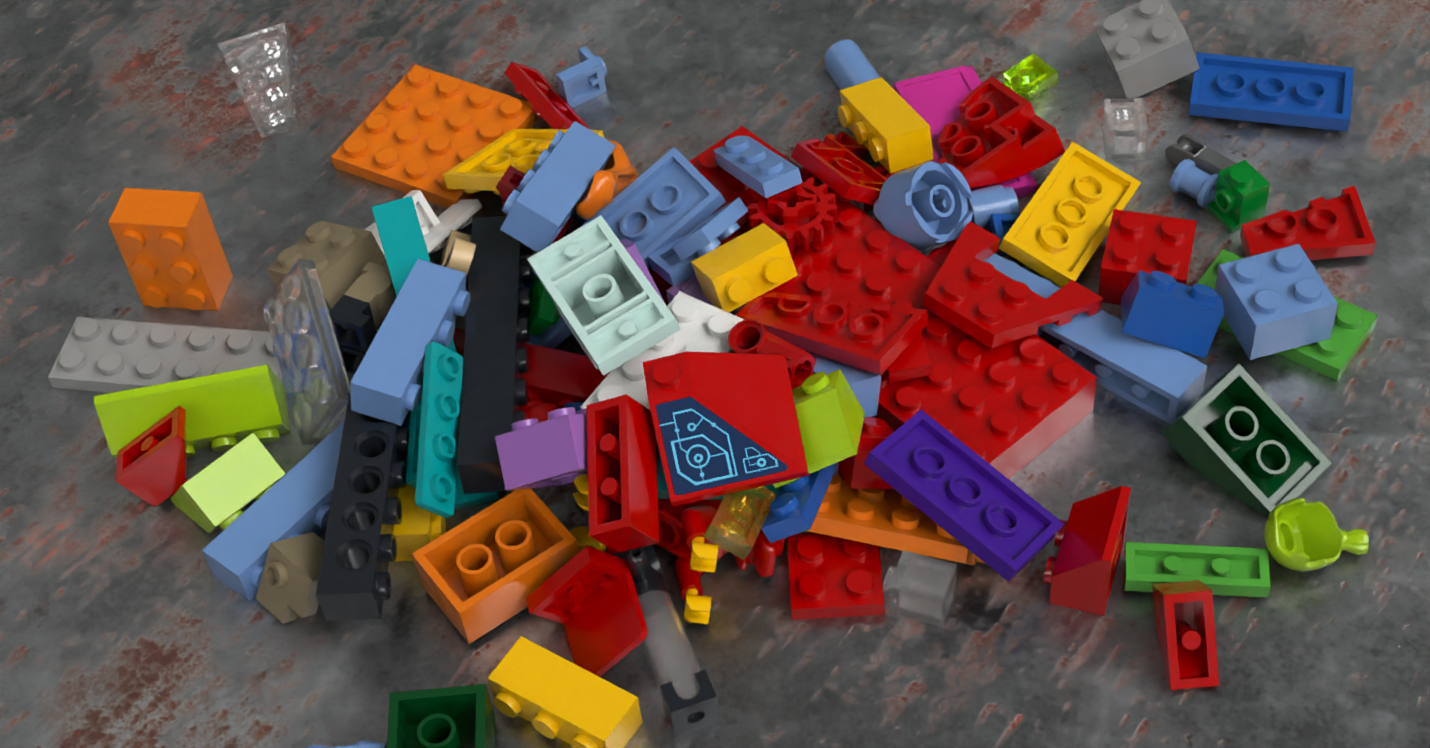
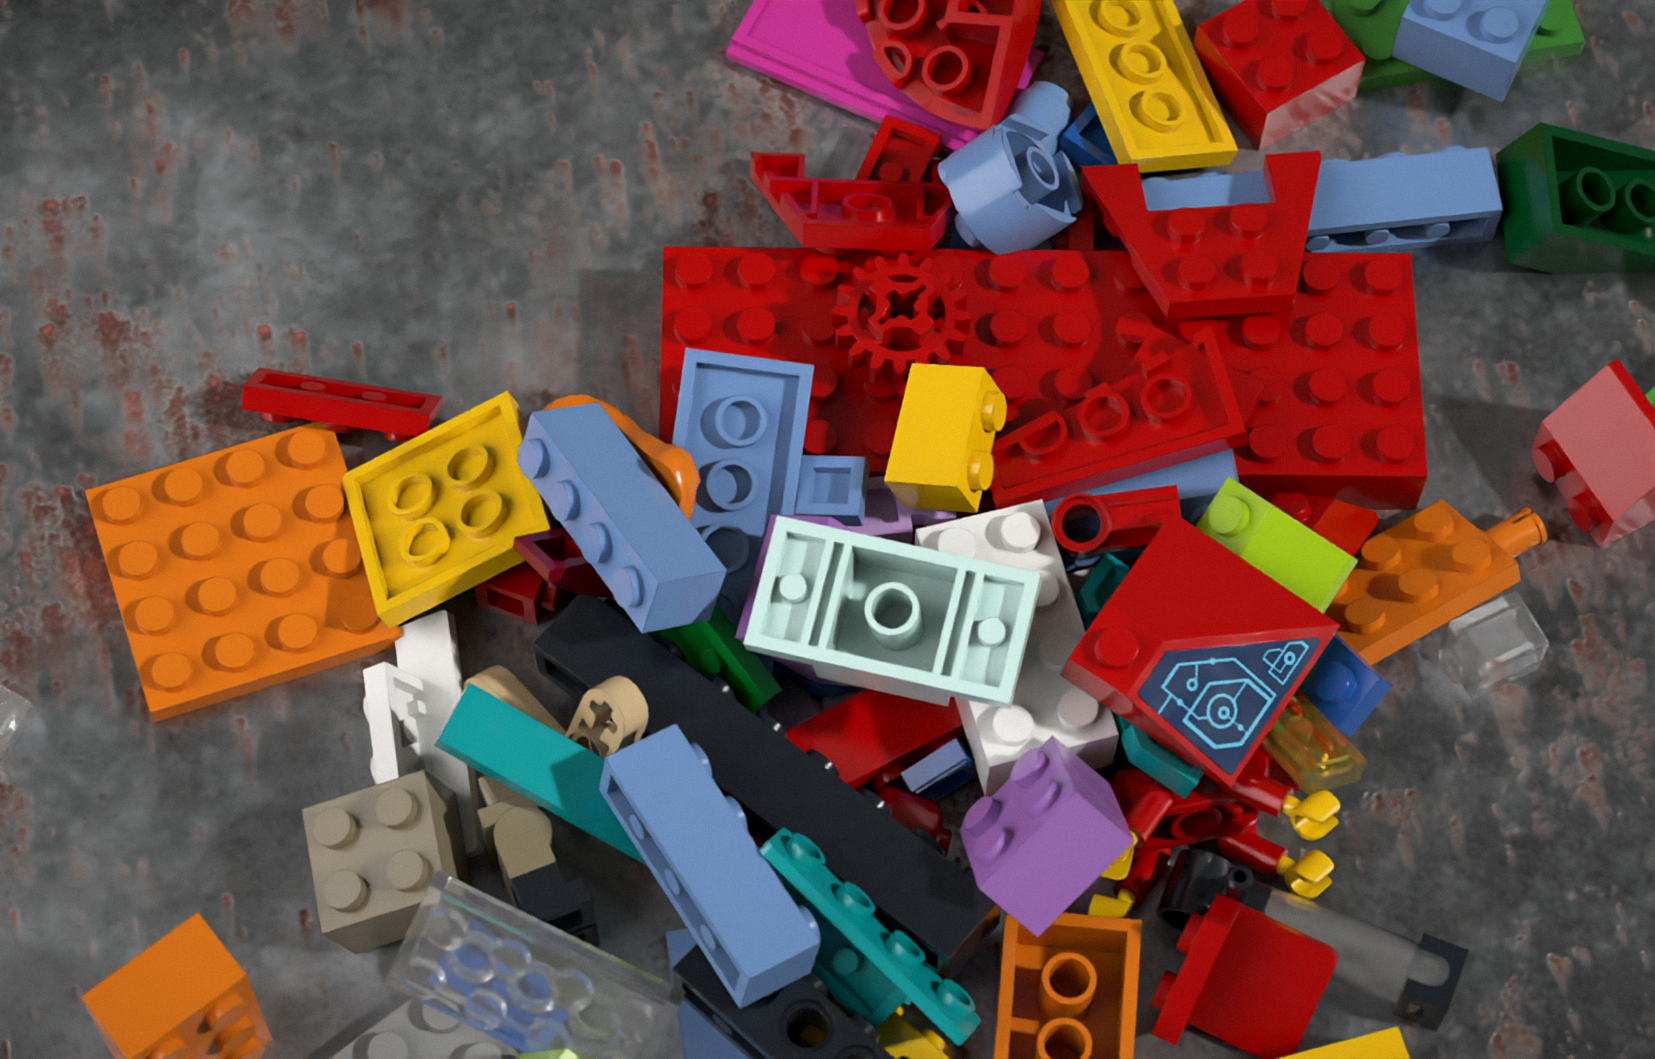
camera: 55 degrees left, 15 degrees up
(583, 80) = (348, 328): medium blue bracket -> none
(622, 474) = (1167, 803): red brick -> none
(712, 230) = (851, 420): medium blue plate -> none
(757, 166) = (798, 293): medium blue plate -> none
(833, 577) = (1407, 719): red plate -> none
(848, 64) = (671, 65): medium blue brick -> none
(885, 125) = (811, 108): yellow brick -> none
(964, 494) = (1462, 507): dark purple plate -> none
(1171, 312) = (1396, 114): blue slope -> none

